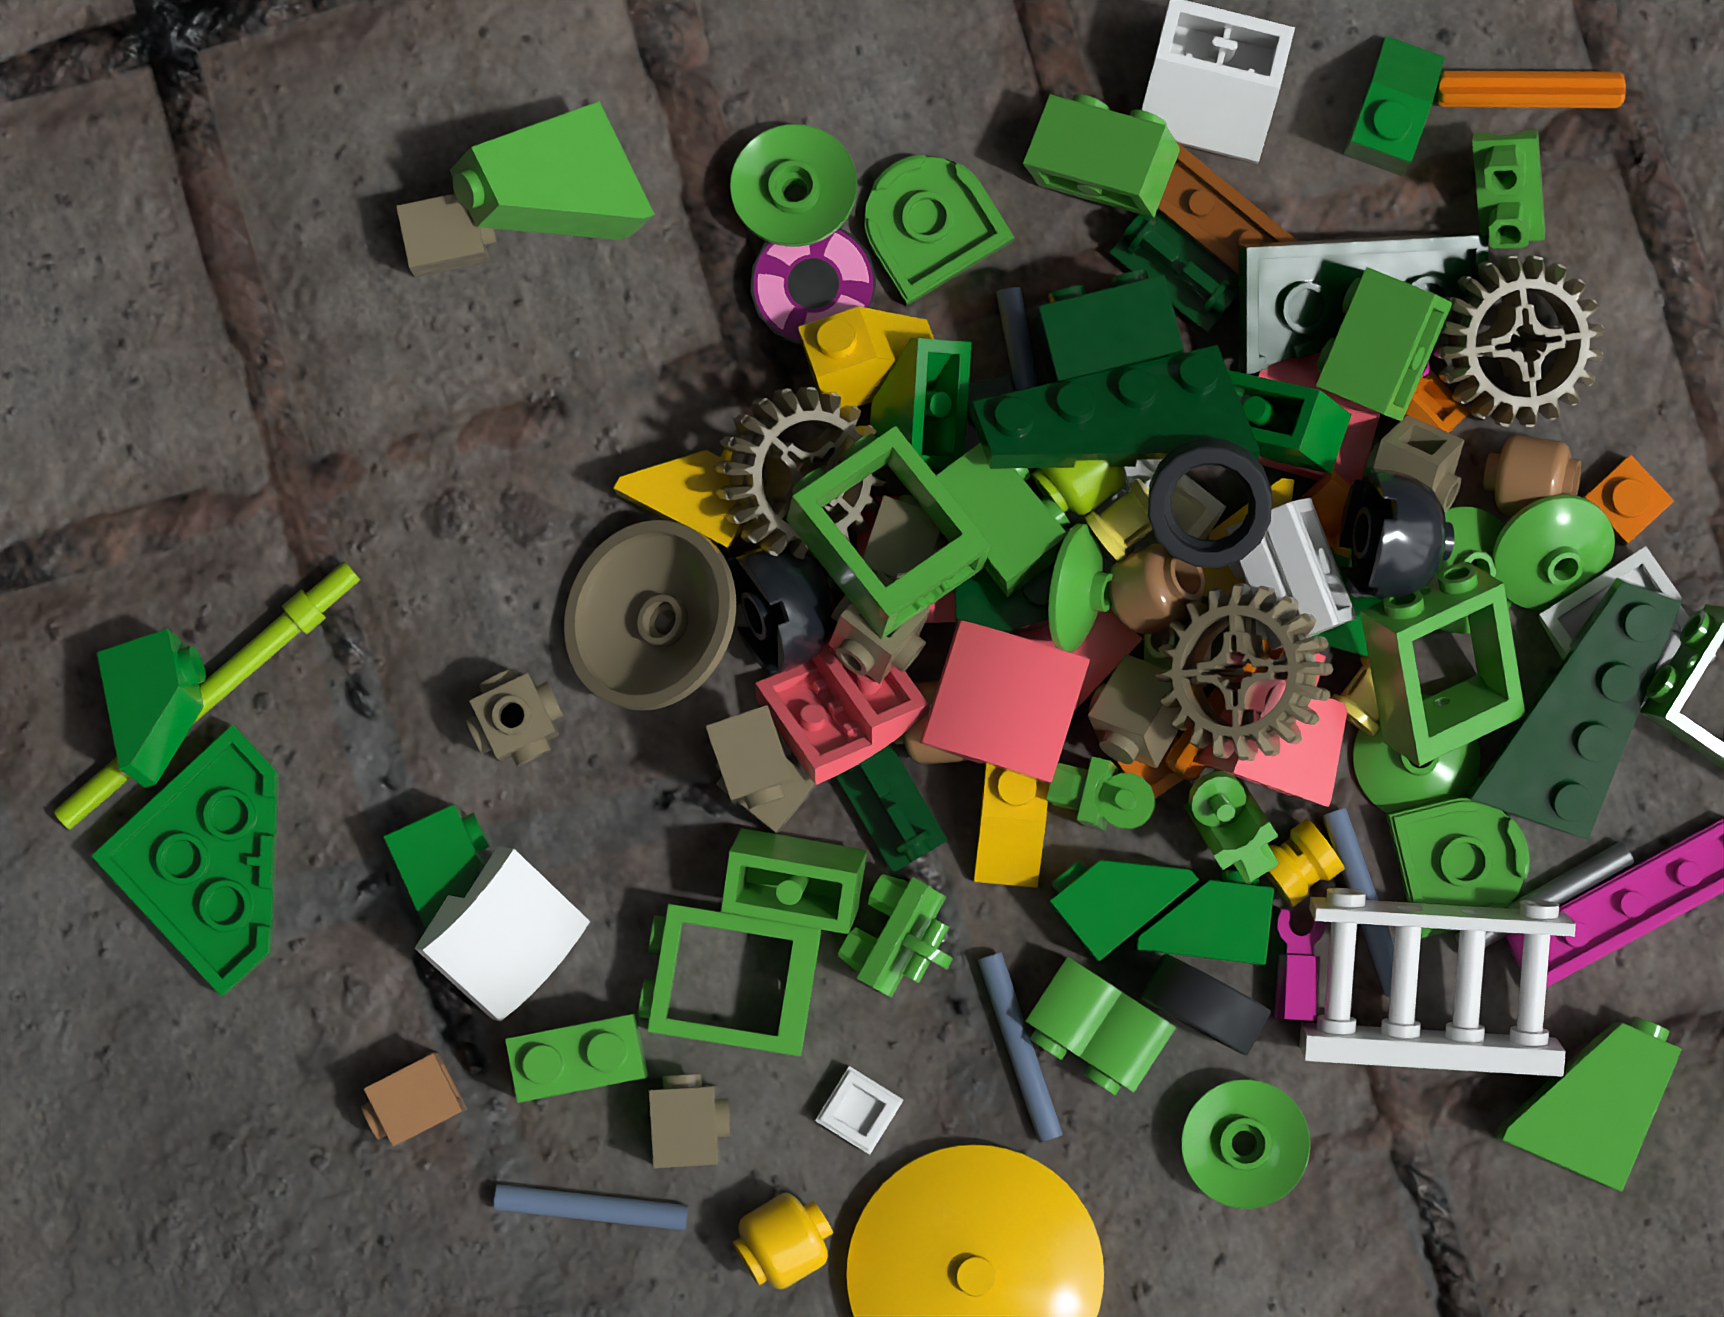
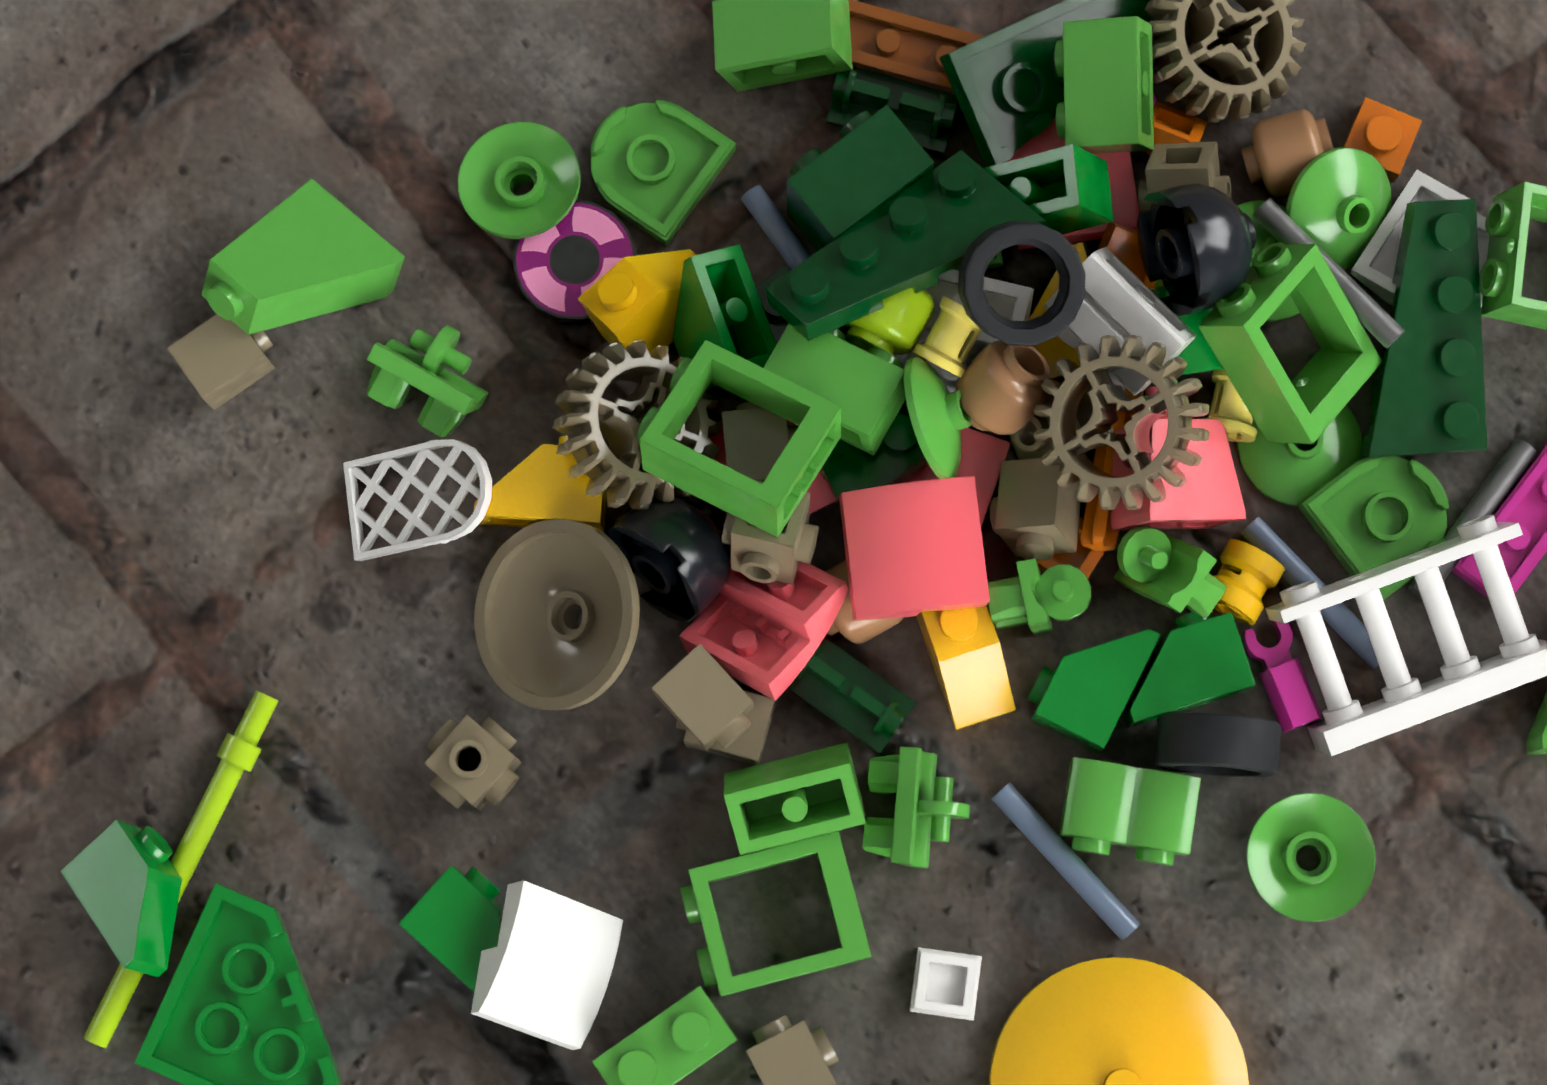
camera: 20 degrees left, 5 degrees down
(510, 428) = (356, 505): none -> white window
(635, 333) = (402, 367): none -> bright green hips
(1527, 654) = (1369, 313): none -> flat silver bar

